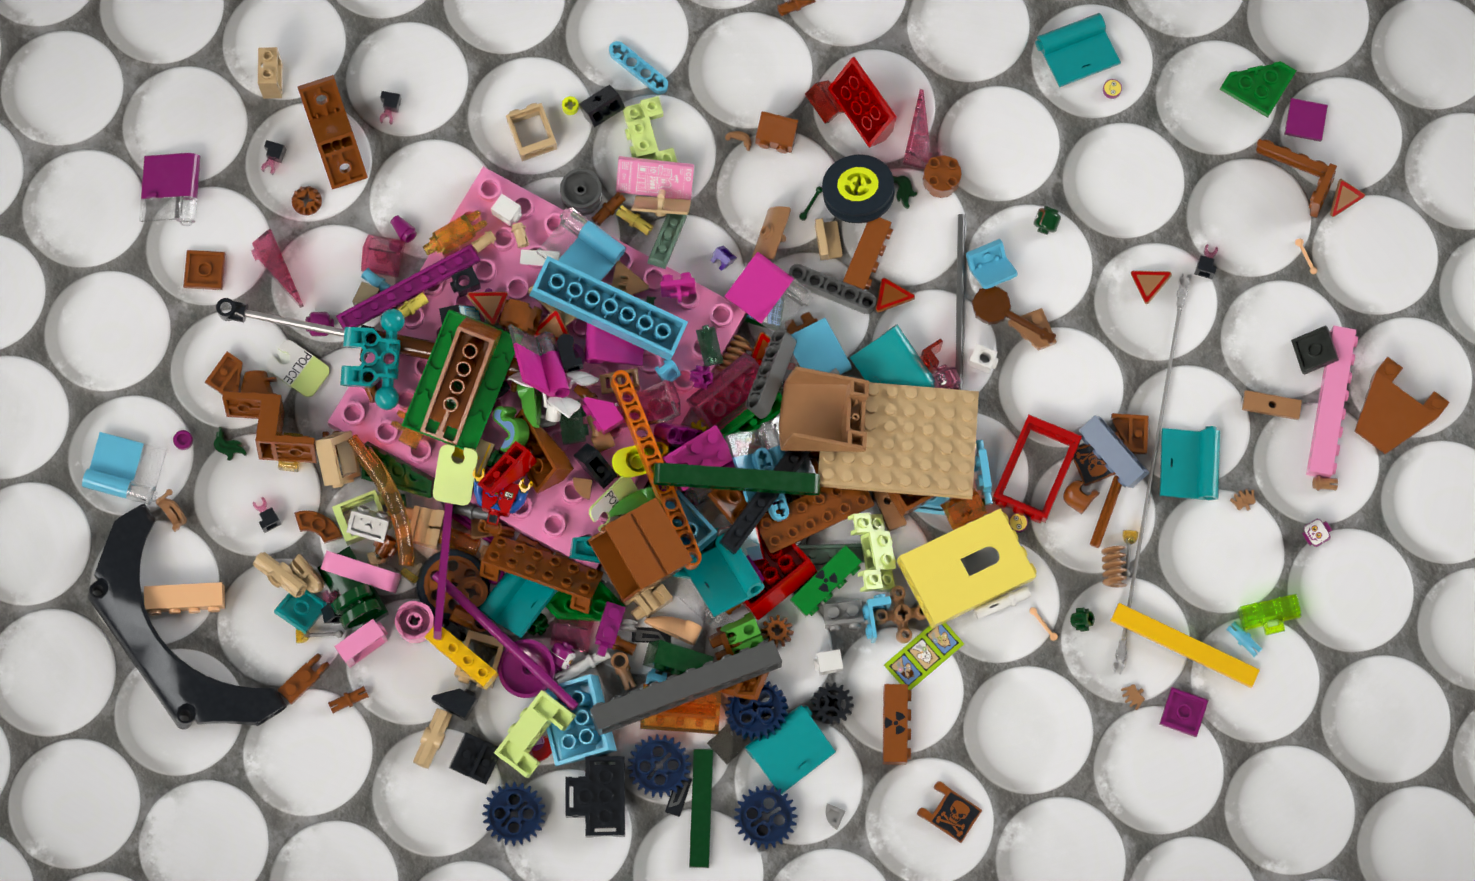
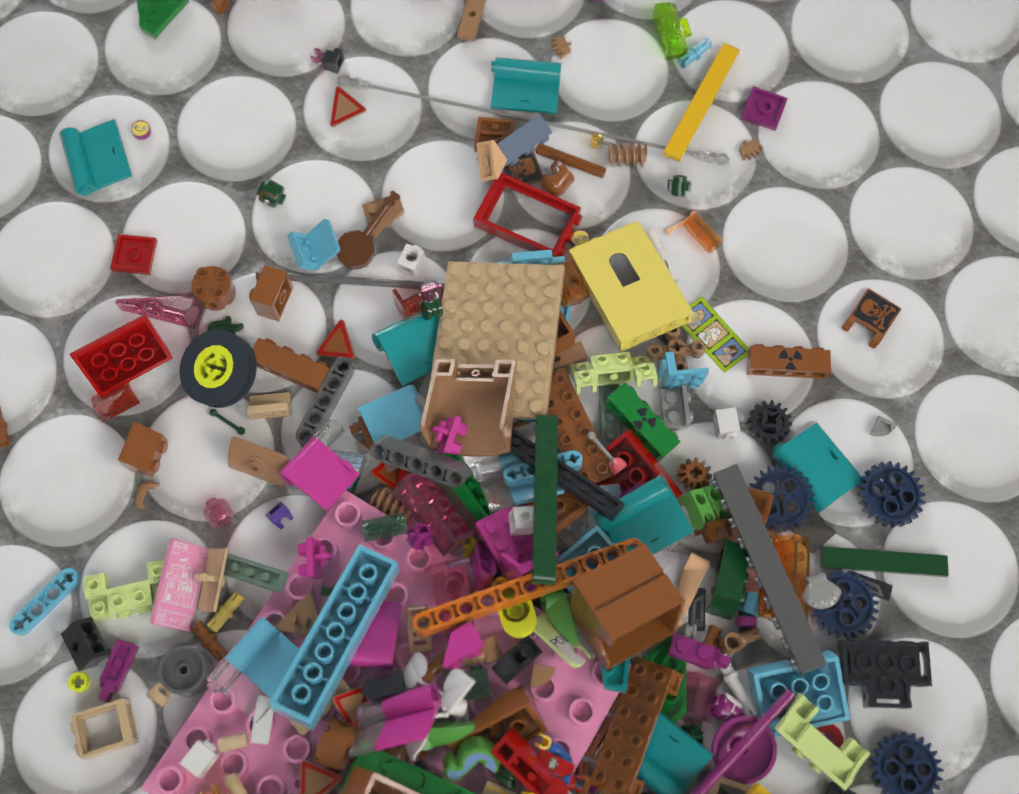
camera: 85 degrees left, 5 degrees down
(556, 175) = (157, 697): none -> tan tile
(582, 135) = (116, 669): none -> magenta hinge
(640, 680) = (746, 621): none -> magenta tile
(666, 740) = (820, 592): none -> light grey animal
(668, 371) = (412, 572): medium azure tile -> none
(717, 460) = (521, 520): none -> white brick
(722, 204) = (218, 513): none -> clear pink head
(779, 553) = (616, 464): none -> hinge
(803, 400) = (446, 434): none -> dark pink hips
(925, 377) = (431, 309): none -> dark green wheel
(937, 229) = (271, 293): none -> dark orange brick
(976, 99) = (134, 254): none -> red tile
(1030, 643) = (702, 233): none -> clear orange pin
(1089, 427) = (490, 160): none -> light nougat slope

